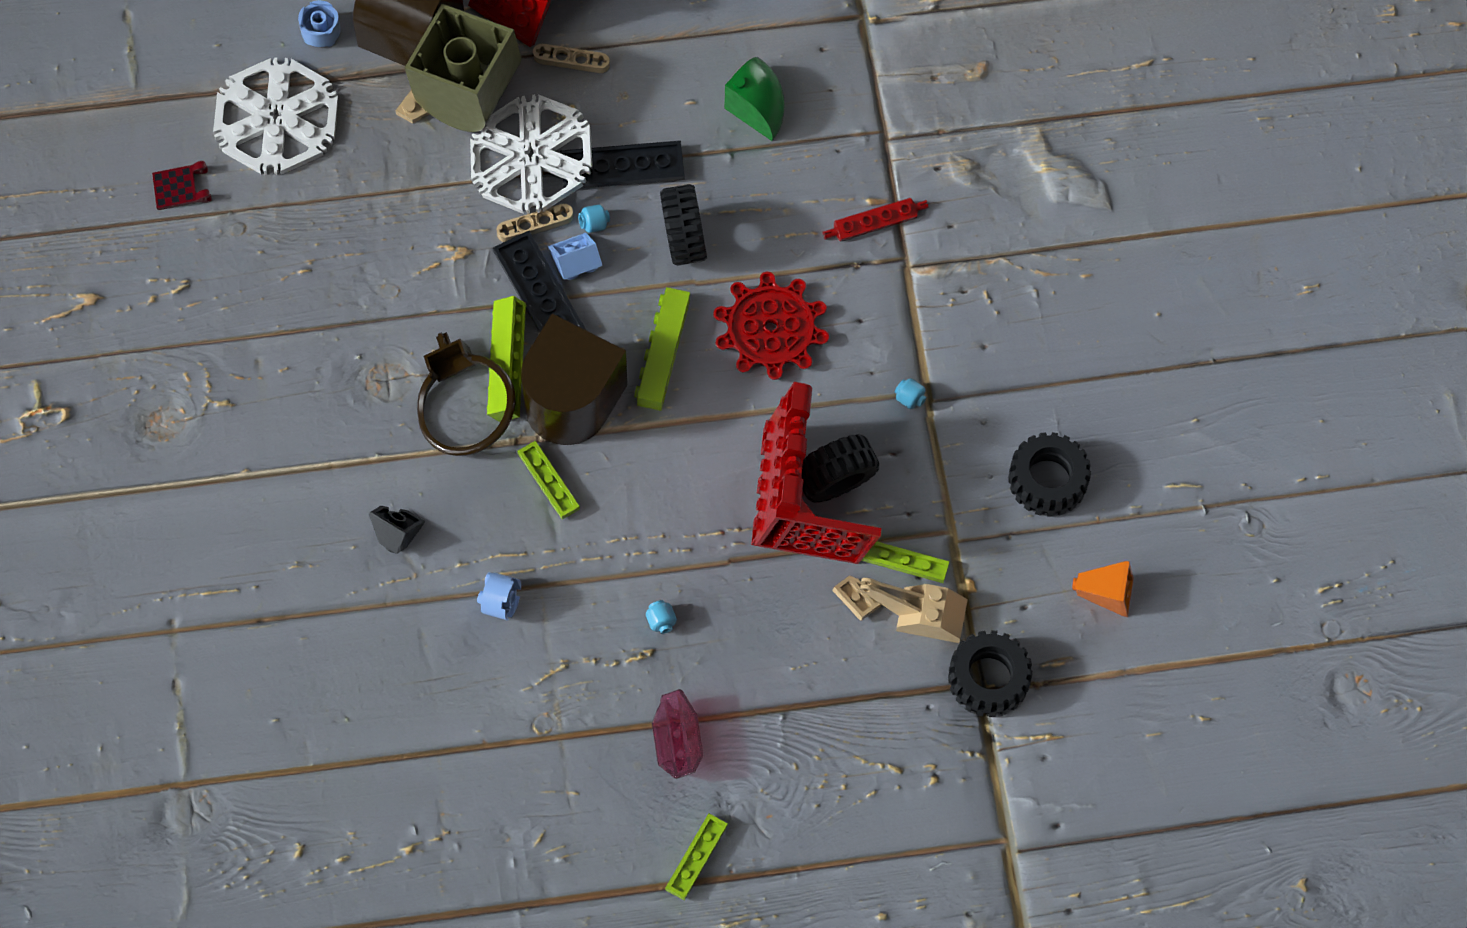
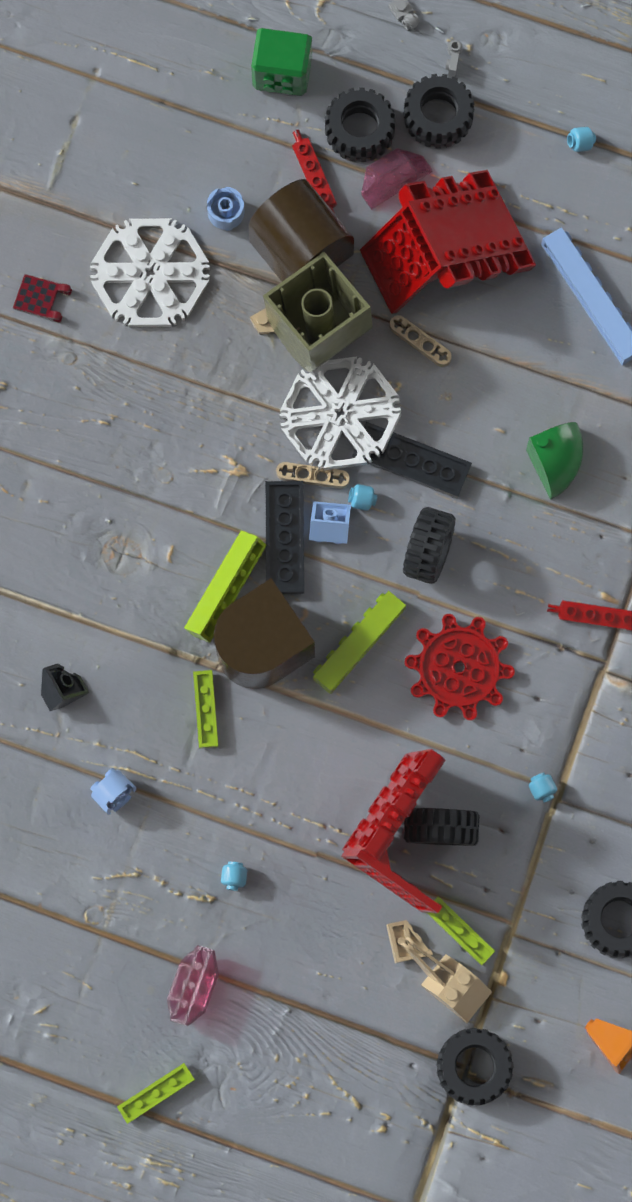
camera: 30 degrees right, 10 degrees up
(447, 362) = (174, 565): dark brown brick -> none

